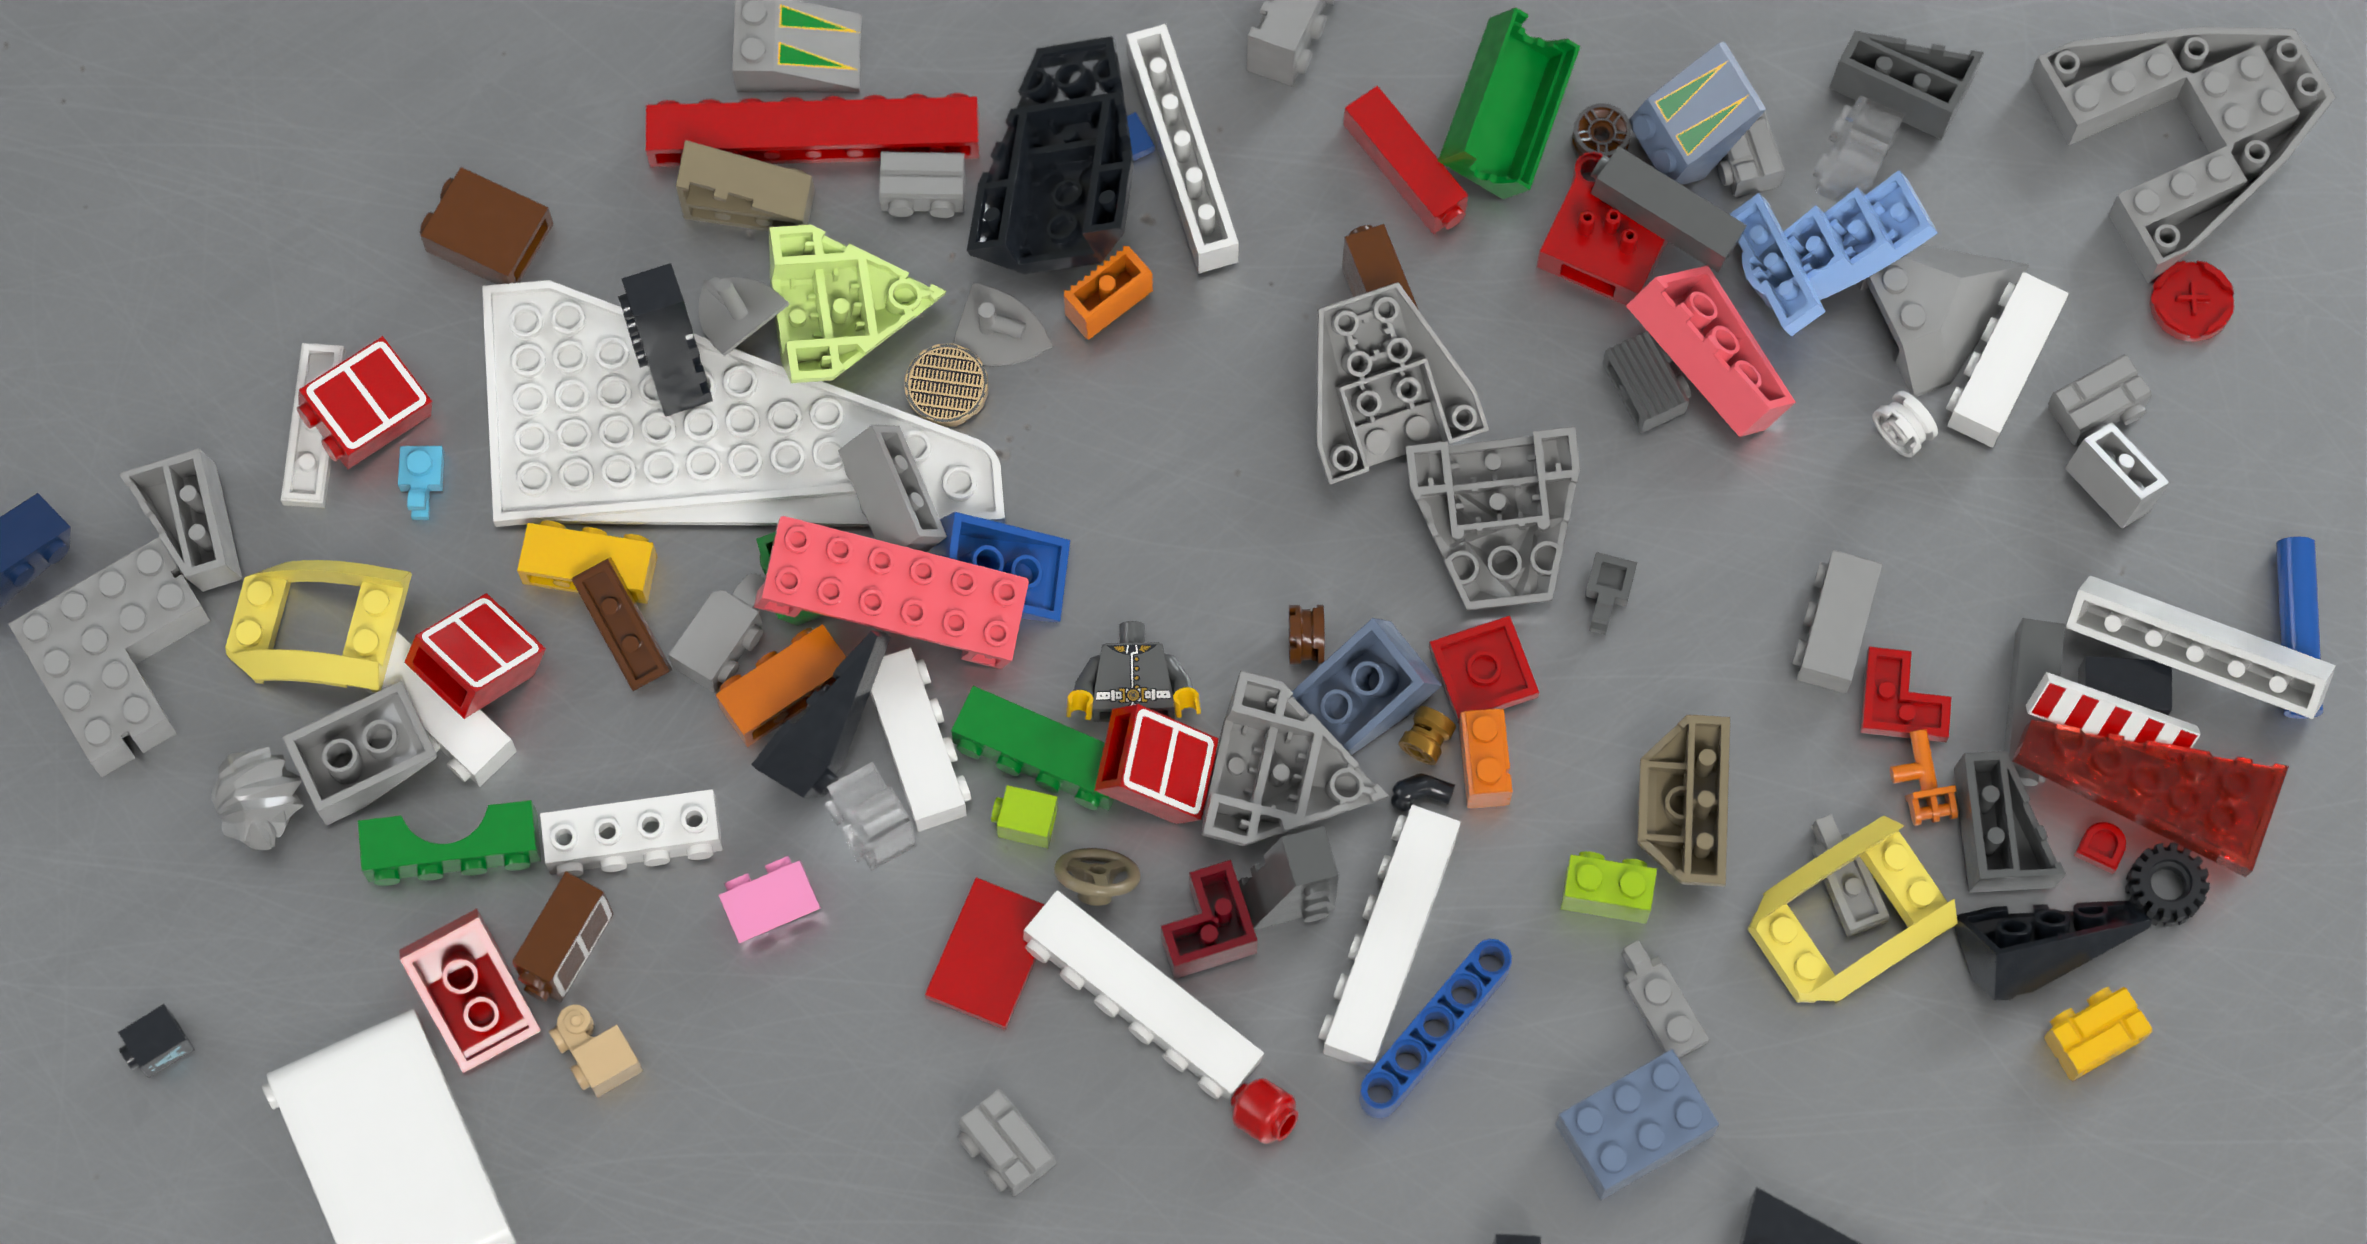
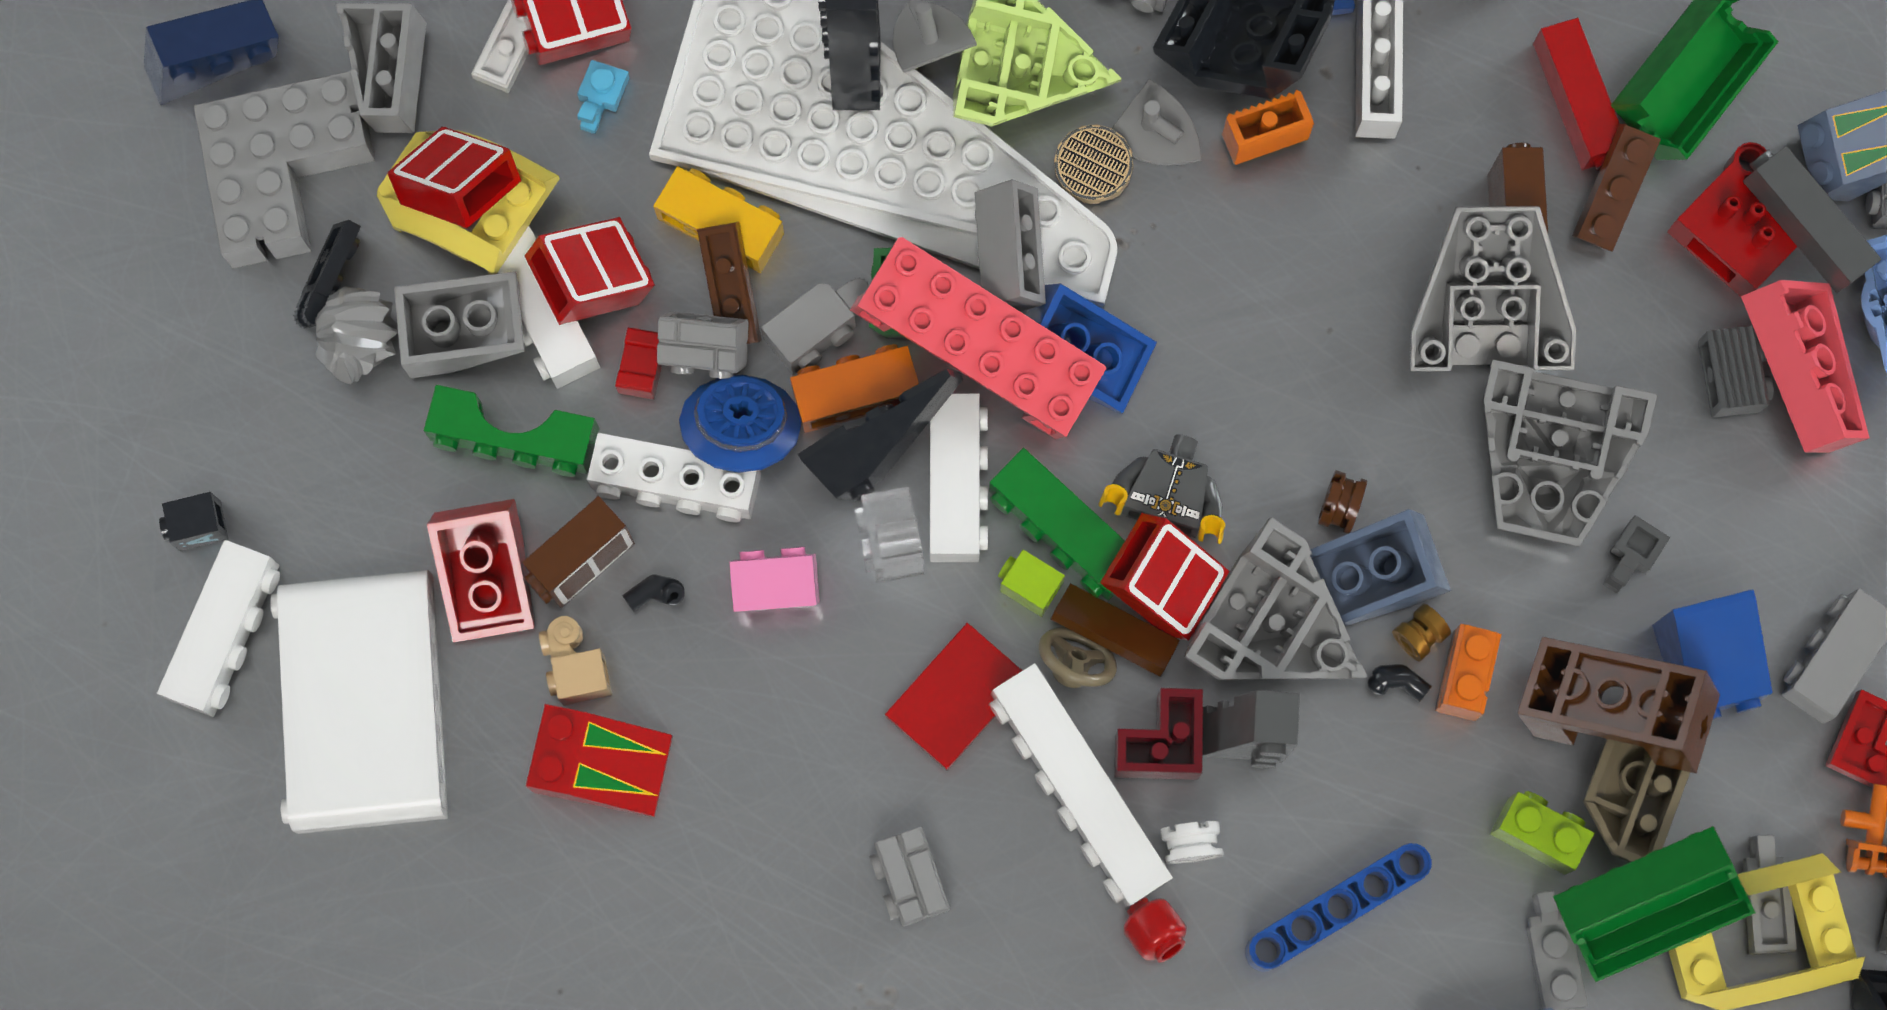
camera: 20 degrees right, 5 degrees up
(202, 748) = (326, 274): none -> black hinge
(221, 1138) = (219, 629): none -> white brick
(306, 606) = (454, 176): none -> red brick
(558, 732) = (639, 365): none -> red piece
(614, 691) = (702, 343): none -> light grey brick
(650, 950) = (657, 589): none -> black arm
(653, 1137) = (598, 761): none -> red slope
(667, 778) = (725, 441): none -> blue piece
(1125, 834) = (1115, 630): none -> reddish brown tile
(1271, 1014) = (1192, 842): none -> white wheel
(1391, 937) = (1325, 809): white brick -> none
(1470, 239) = (1616, 187): none -> reddish brown plate
(1484, 668) = (1494, 588): red plate -> none
(1596, 121) = (1767, 116): reddish brown wheel -> none
(1678, 725) = (1661, 709): none -> reddish brown plate
(1717, 658) = (1725, 642): none -> blue slope
(1735, 915) = (1654, 904): none -> green brick

